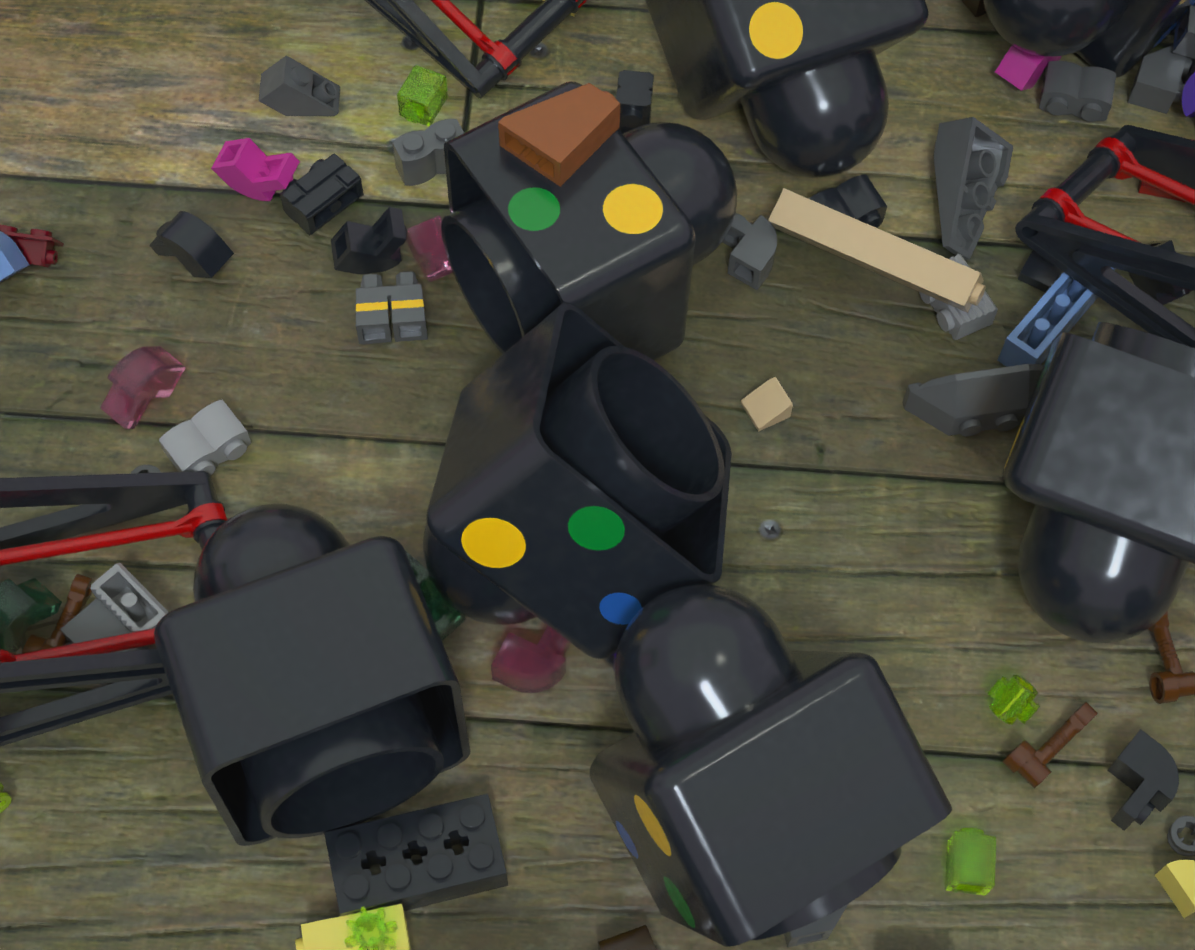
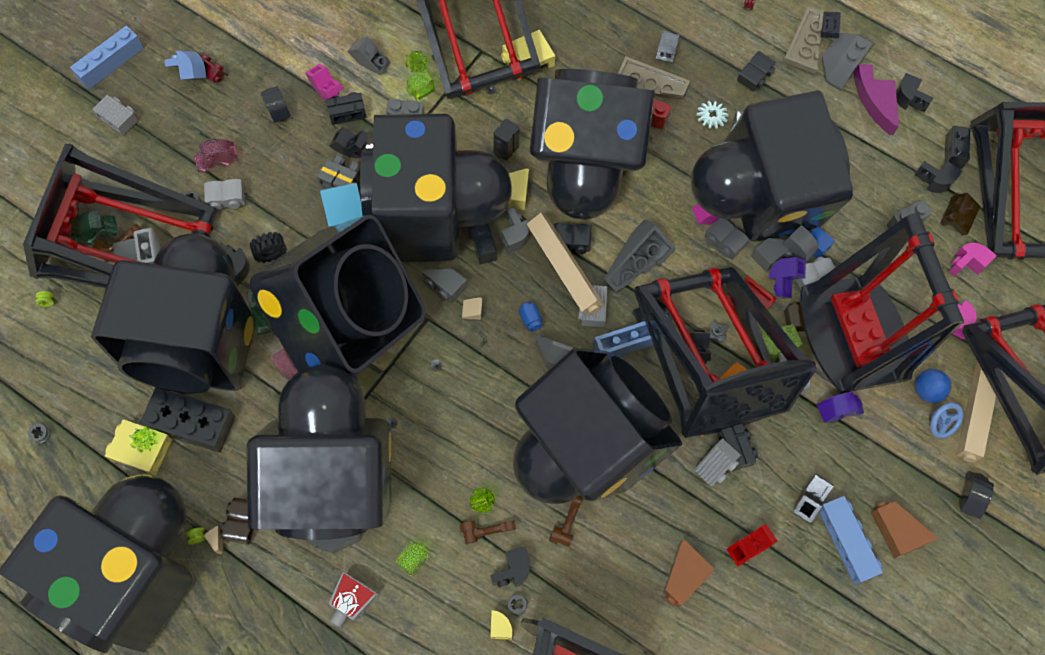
camera: 30 degrees right, 5 degrees up
(353, 486) = (268, 247): none -> black tyre
(387, 62) = (416, 61): none -> clear neon green gear
(431, 349) = (341, 203): none -> medium azure tile
(561, 131) = (422, 136): dark orange slope -> none
(705, 381) = (446, 282): none -> dark grey slope
(717, 293) = (483, 244): none -> black brick
(871, 366) = (531, 316): none -> blue brick
(1171, 230) = (717, 336): none -> dark grey plate

